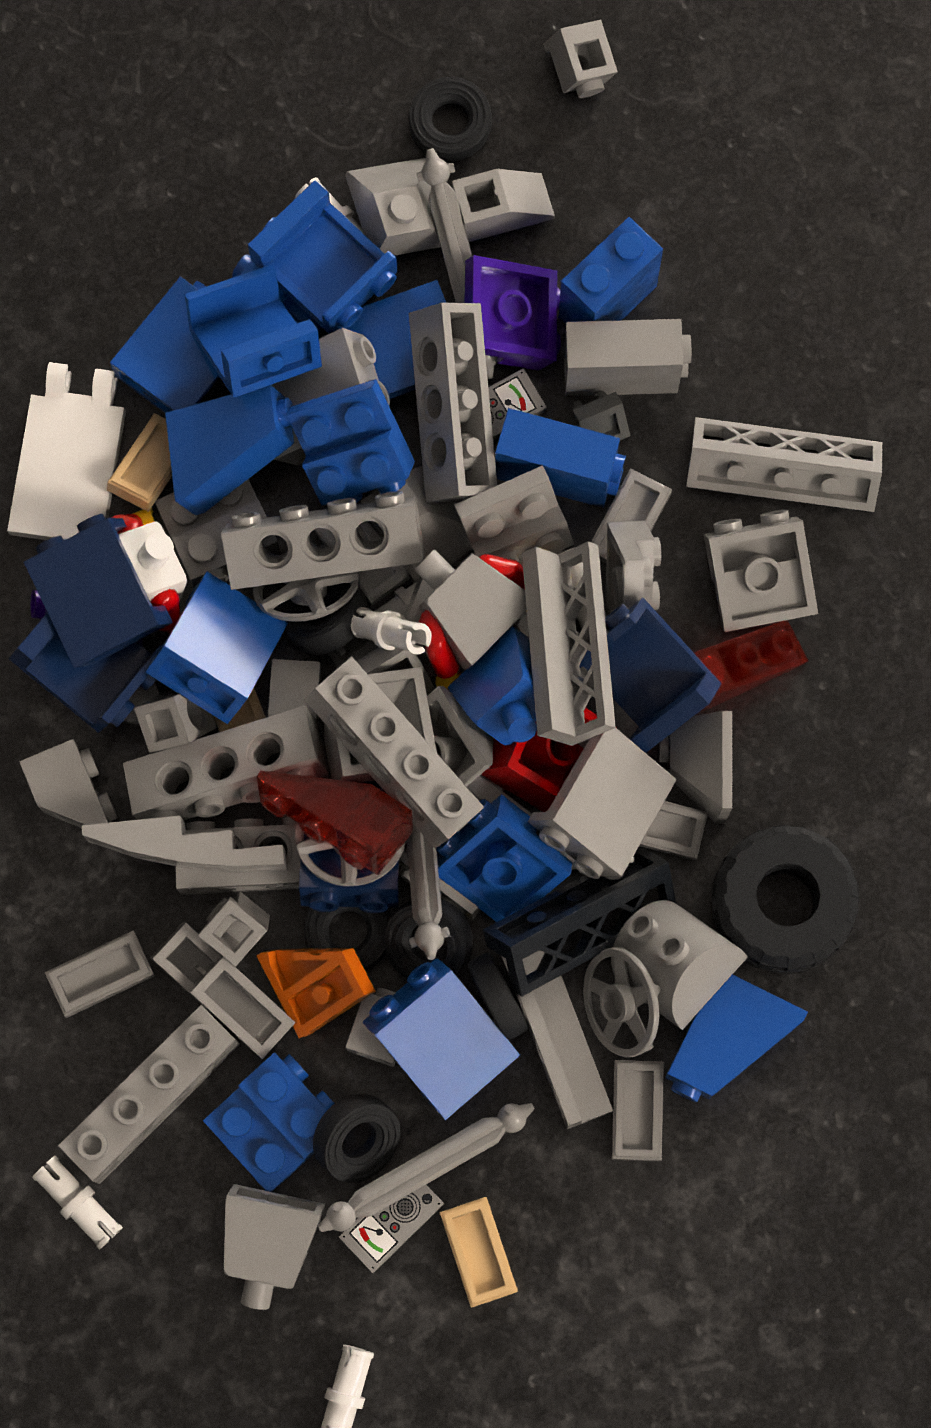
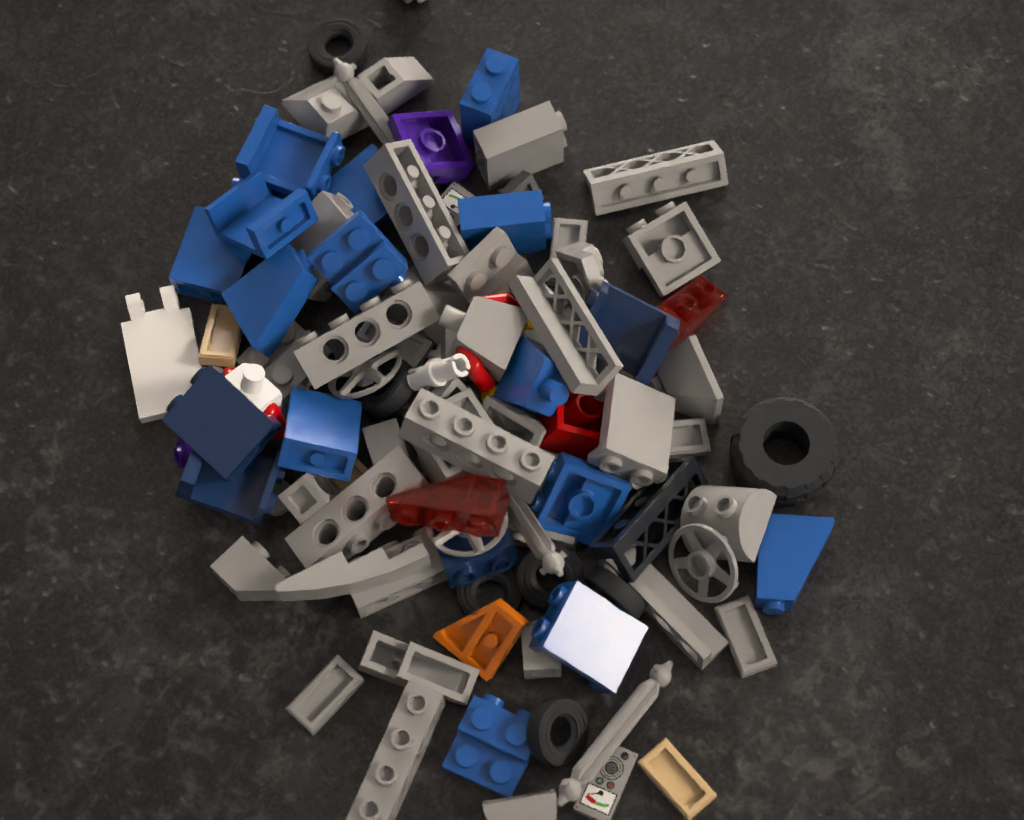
camera: 20 degrees left, 10 degrees down
(235, 927) = (410, 619): light grey brick -> none

